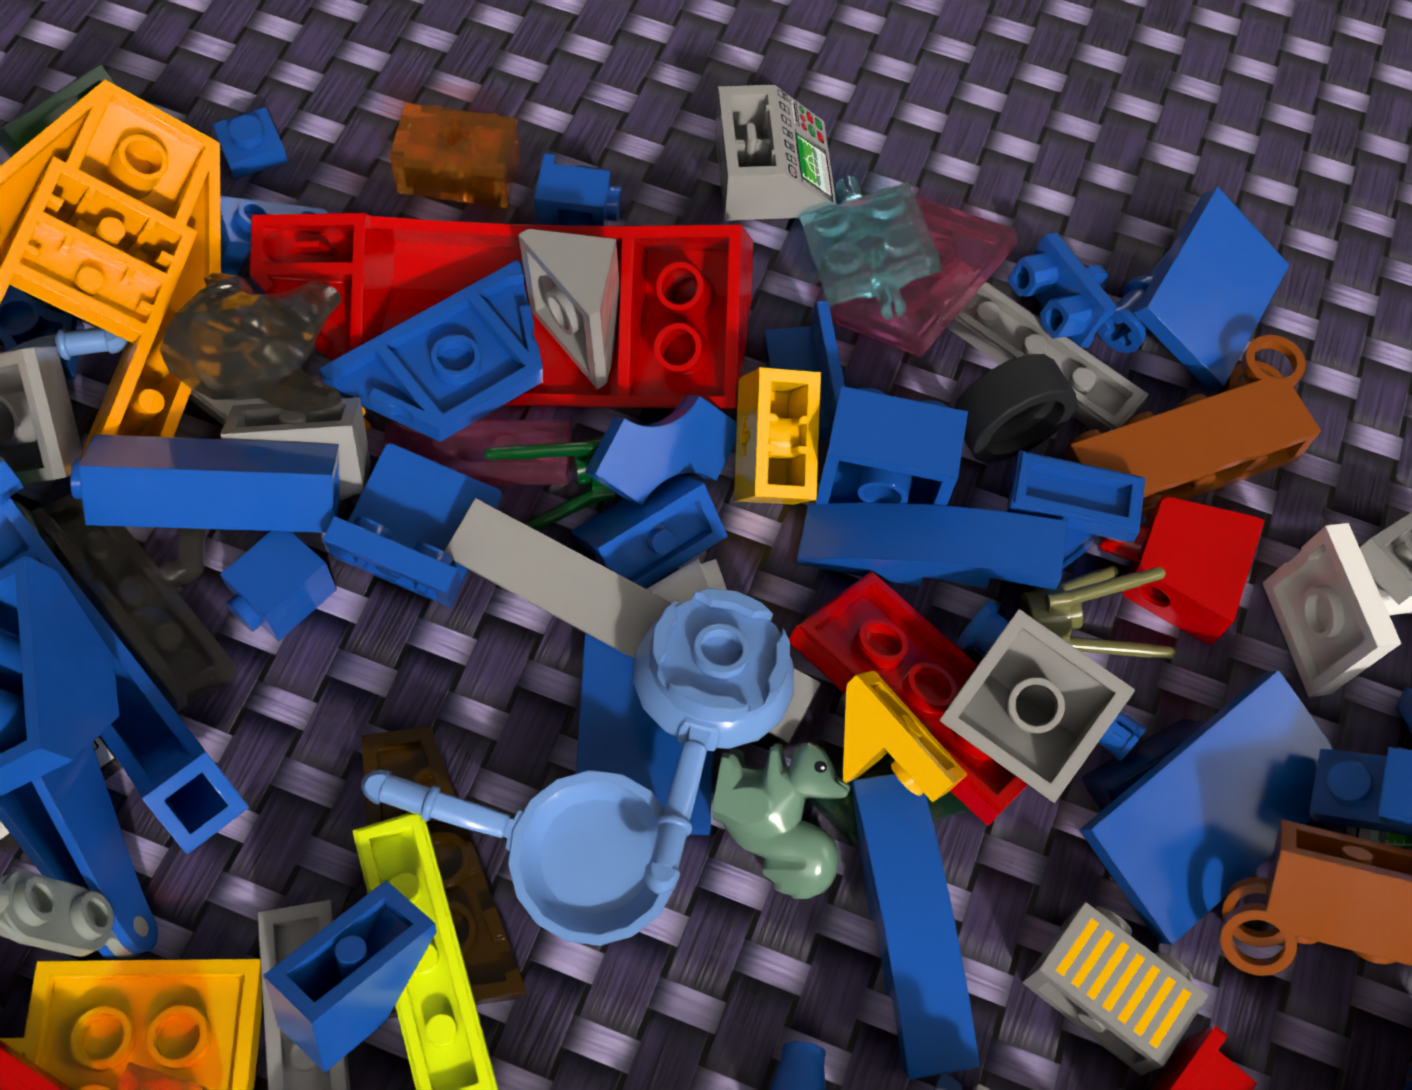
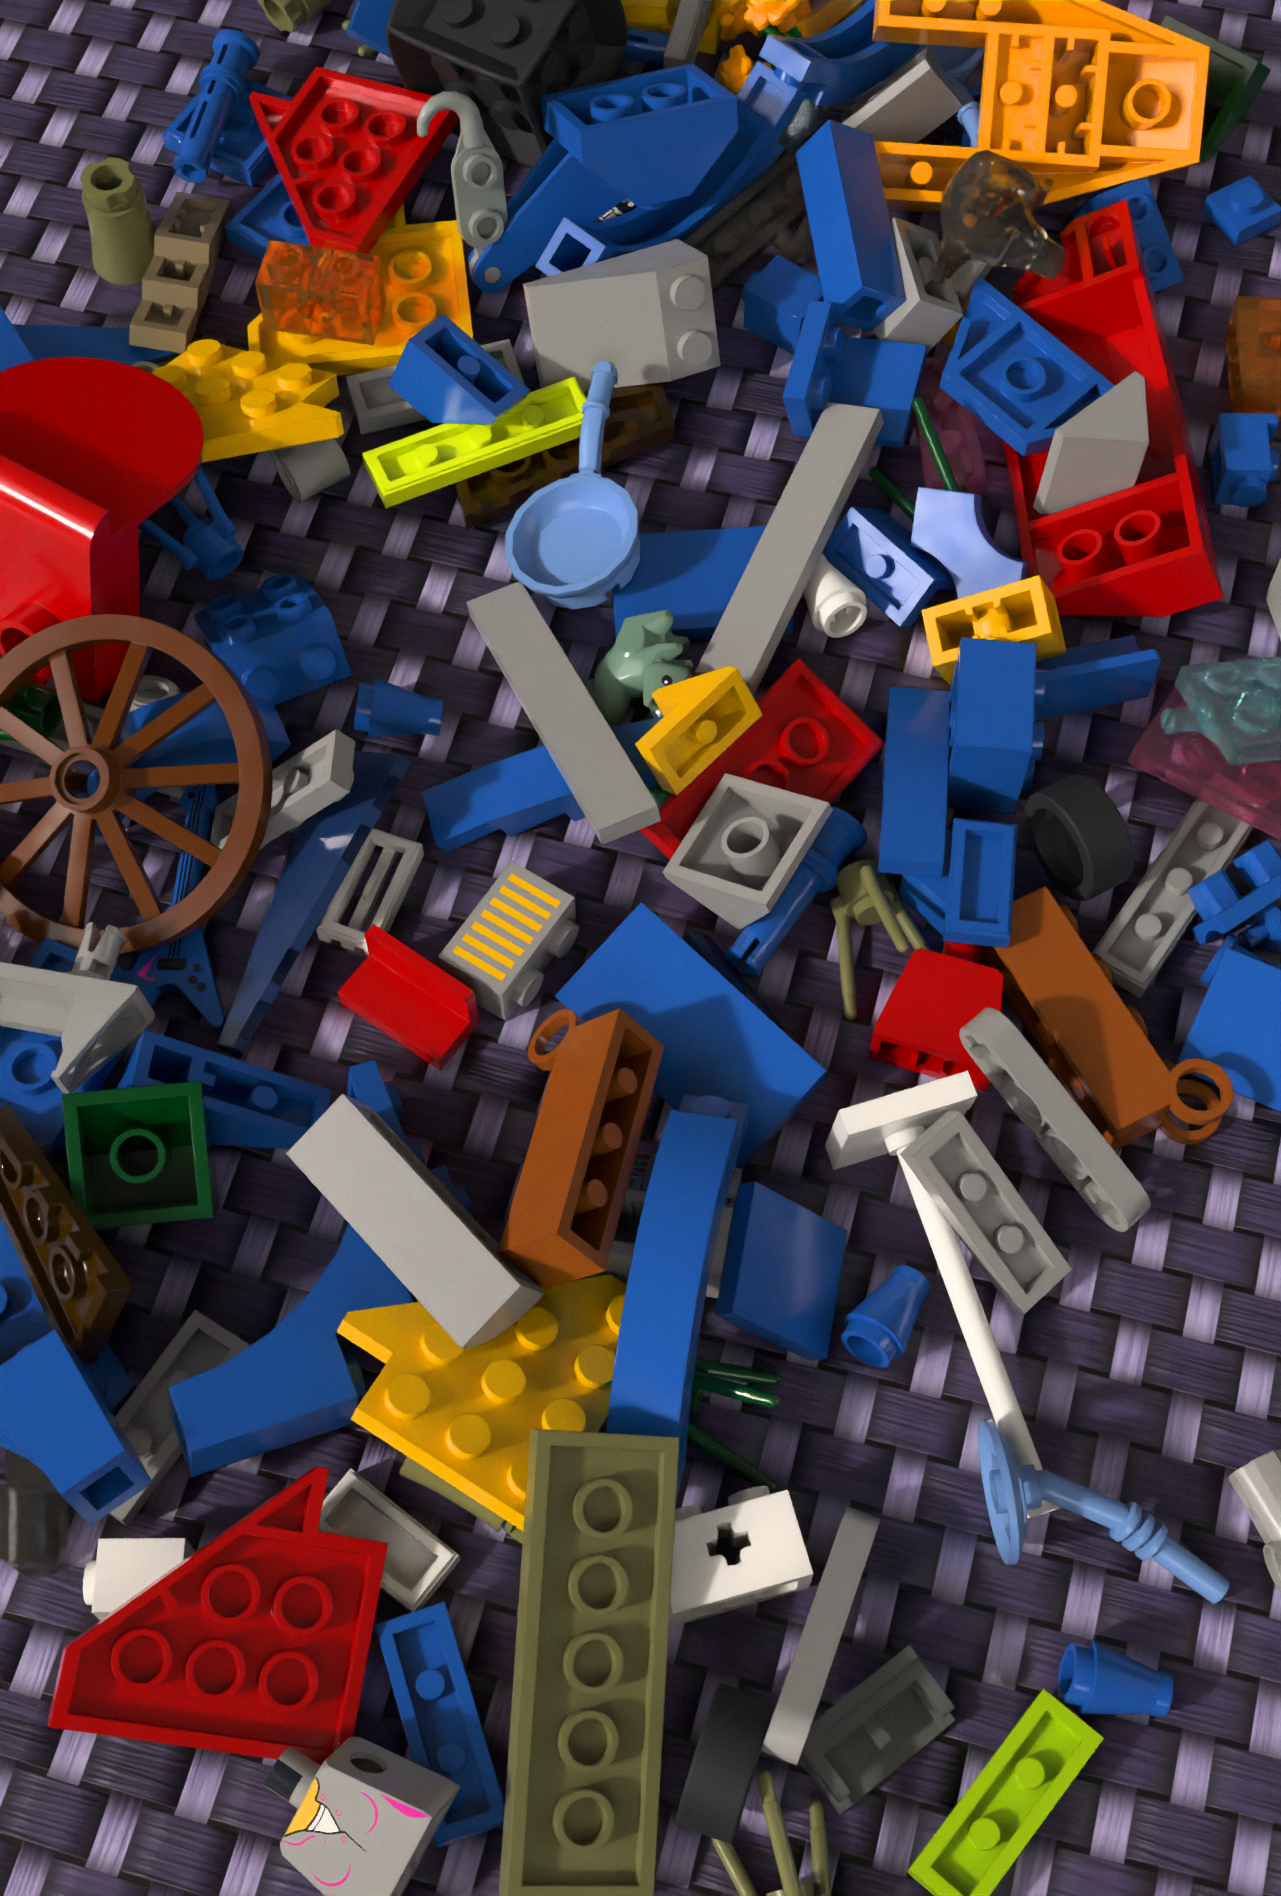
camera: 90 degrees right, 0 degrees up
(290, 753) = (637, 310): none -> light grey slope
(714, 680) = (730, 589): medium blue piece -> none
(839, 893) = (563, 714): none -> light grey tile
(1312, 480) = (1054, 1119): none -> light grey beam

